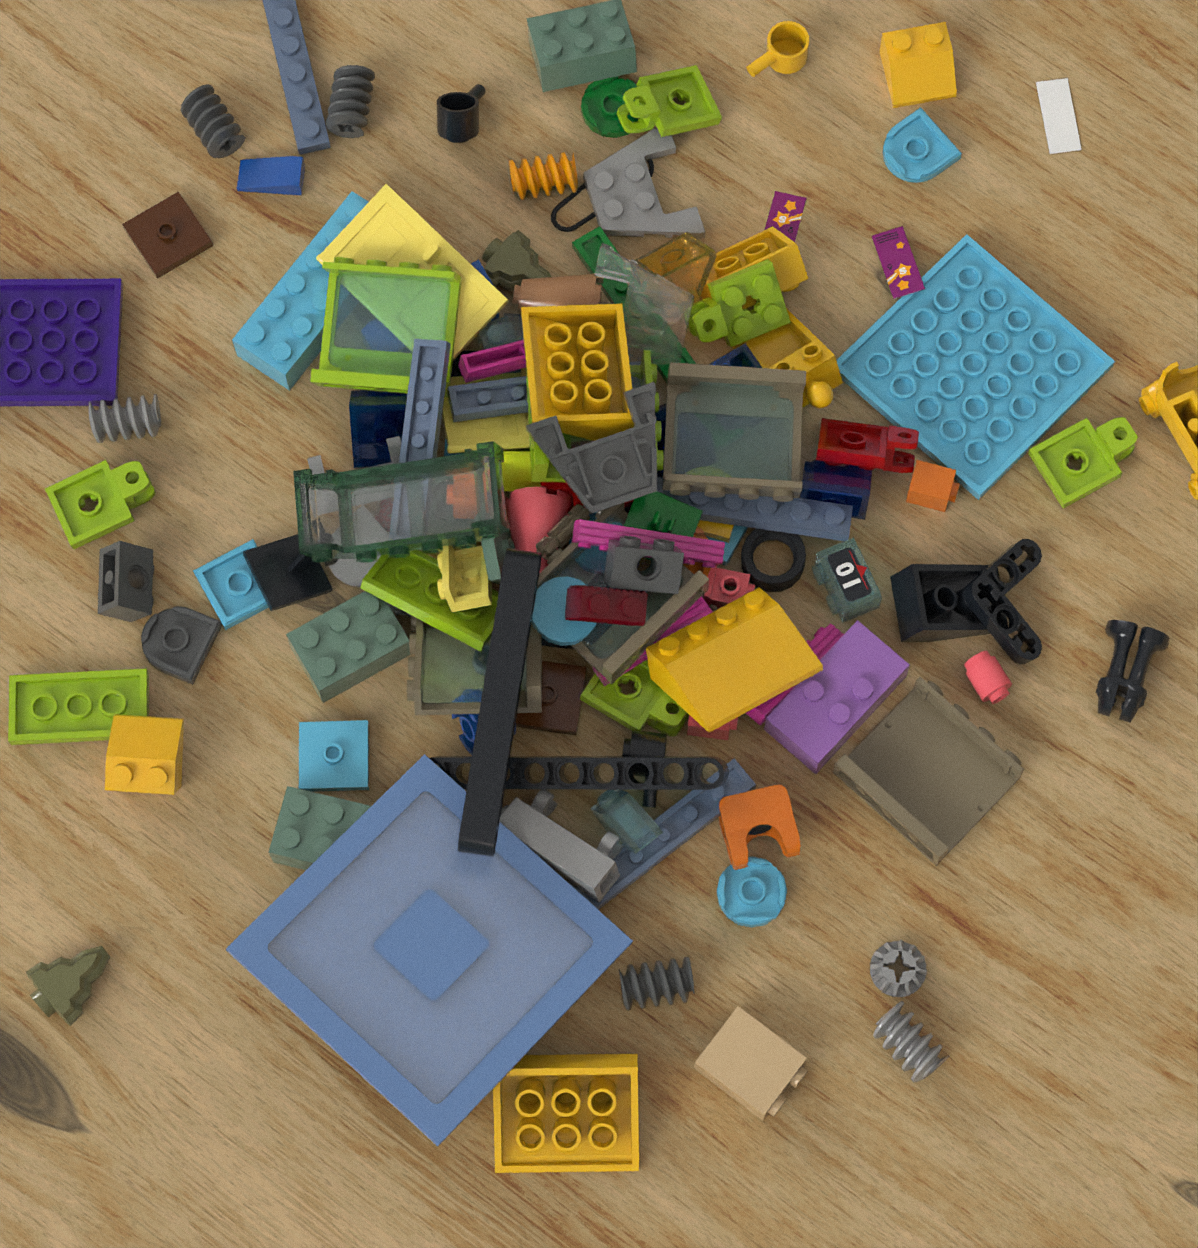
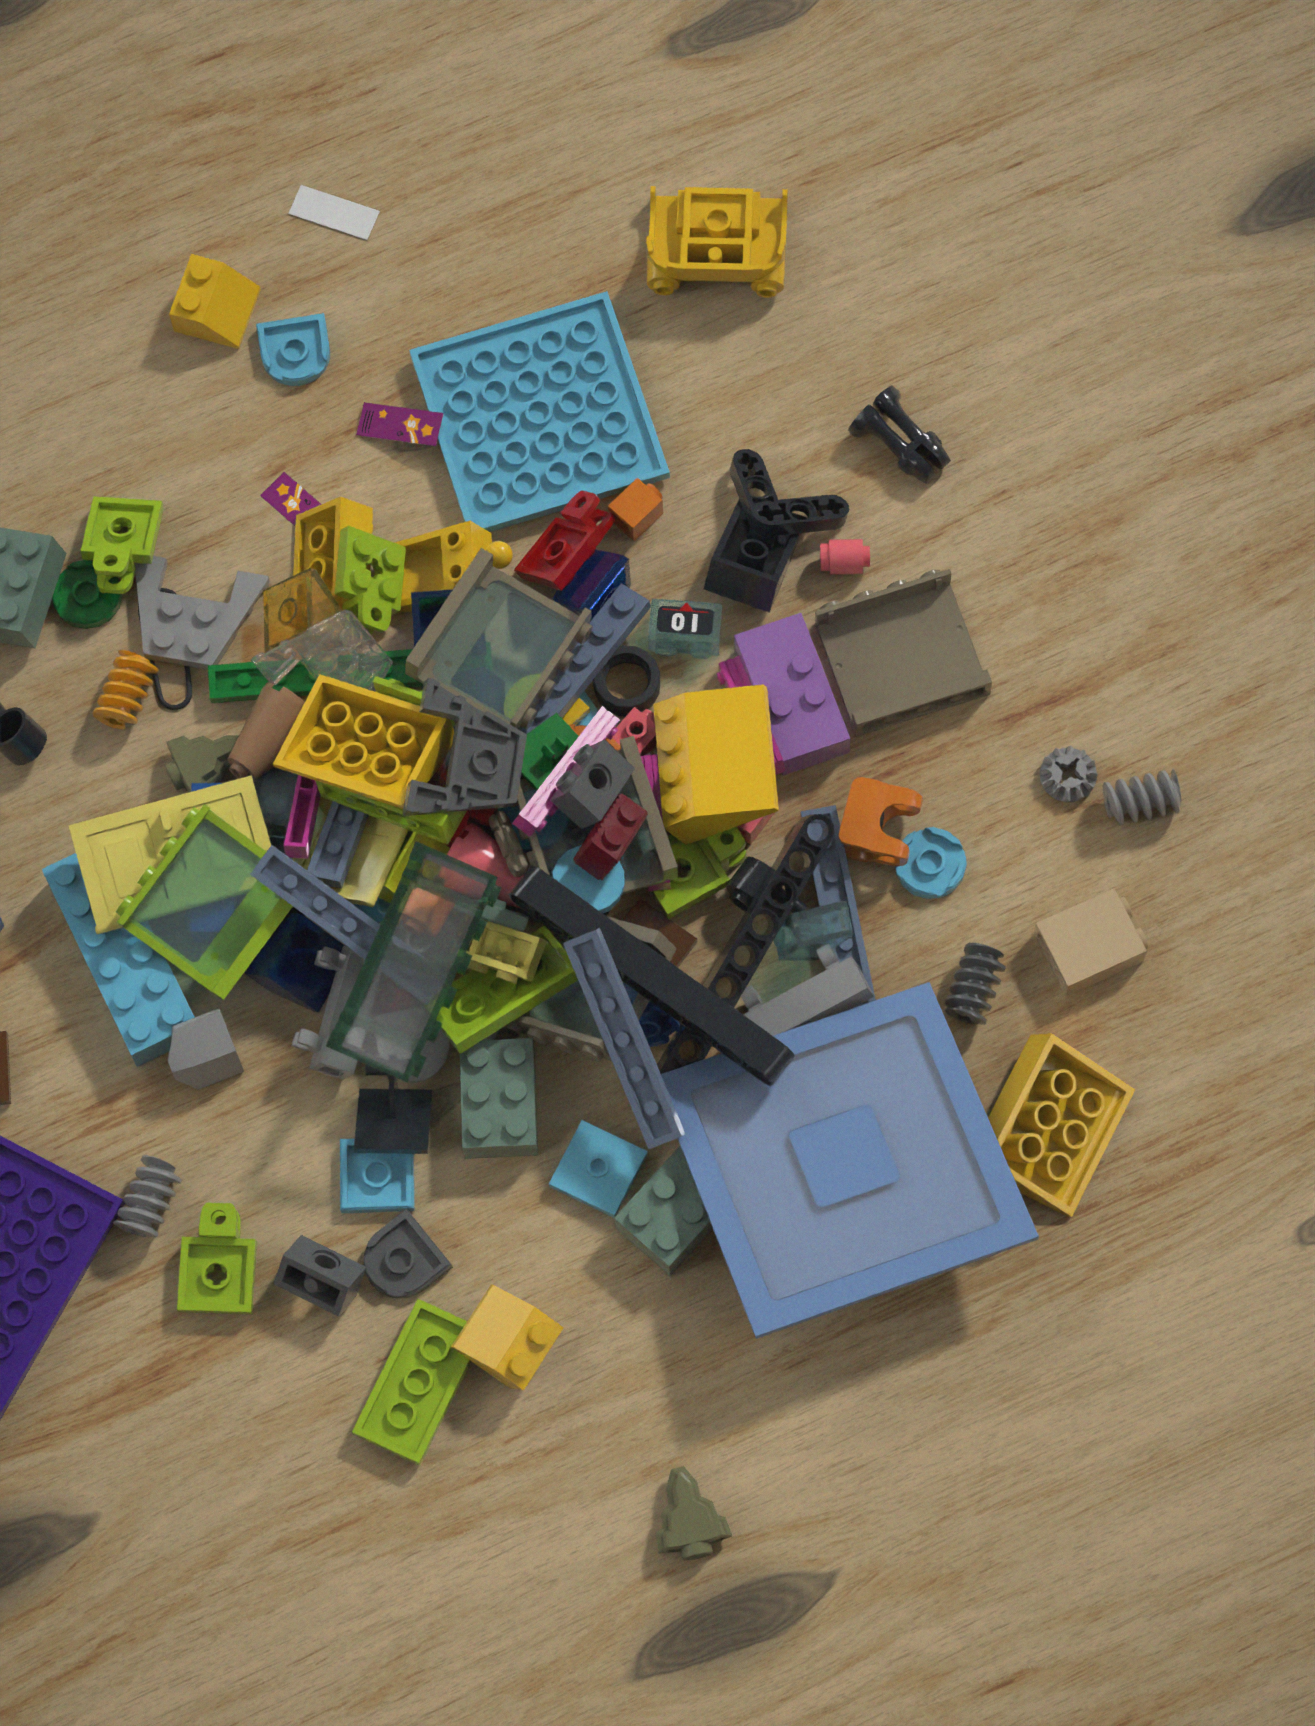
camera: 60 degrees left, 0 degrees up
(267, 393) = (203, 1051): none -> light grey slope
(431, 706) = (624, 1038): none -> sand blue plate
(785, 49) = (127, 410): yellow piece -> none
(1097, 449) = (680, 353): lime plate -> none

